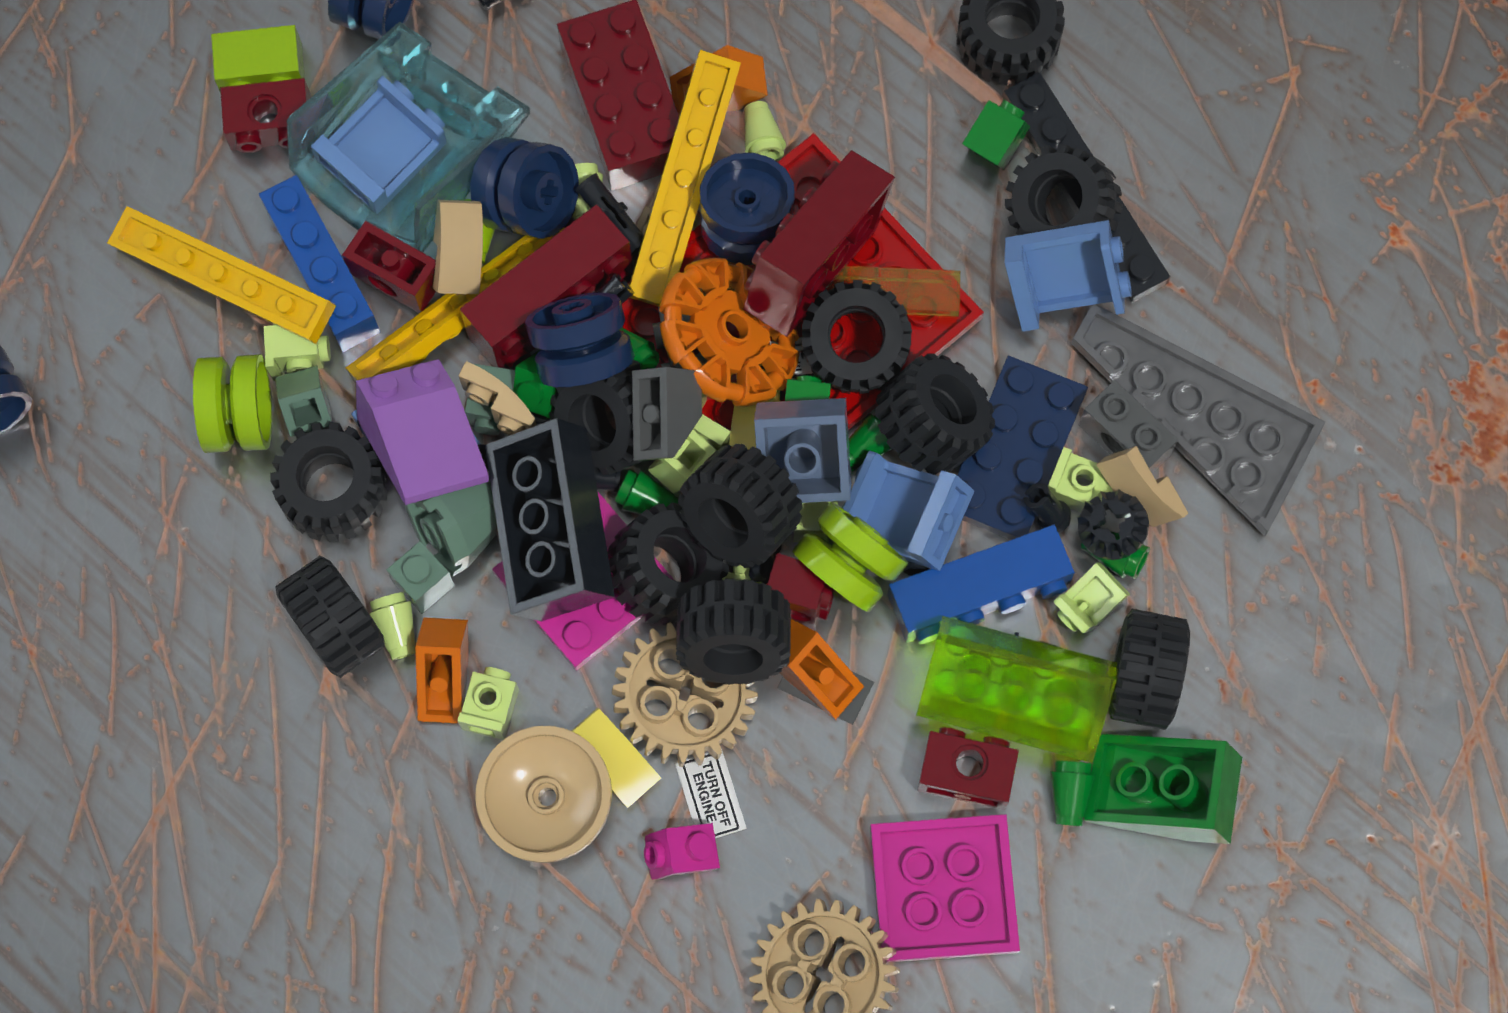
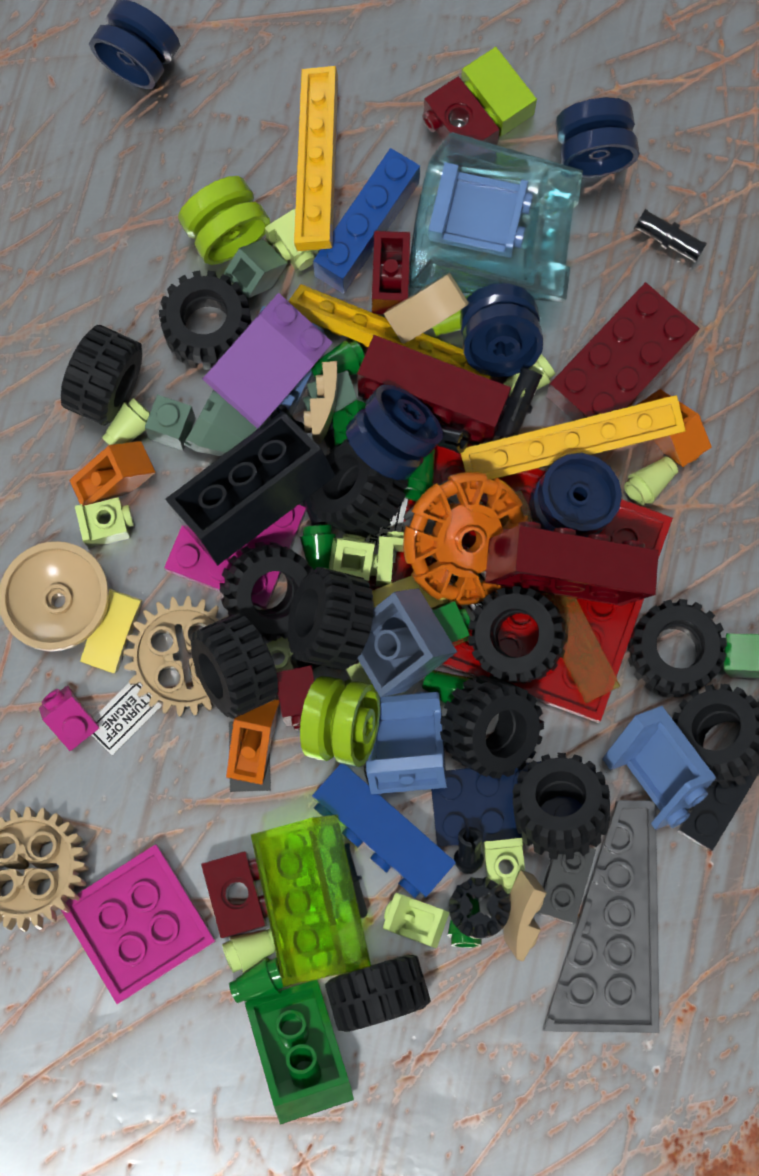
camera: 60 degrees right, 5 degrees up
(453, 357) = (348, 358): none -> green cone
(664, 411) = (370, 524): dark grey slope -> none
(958, 169) = (698, 627): none -> black tyre
(1032, 785) = (248, 949): none -> yellowish green cone
(1033, 364) = (561, 778): none -> black tyre

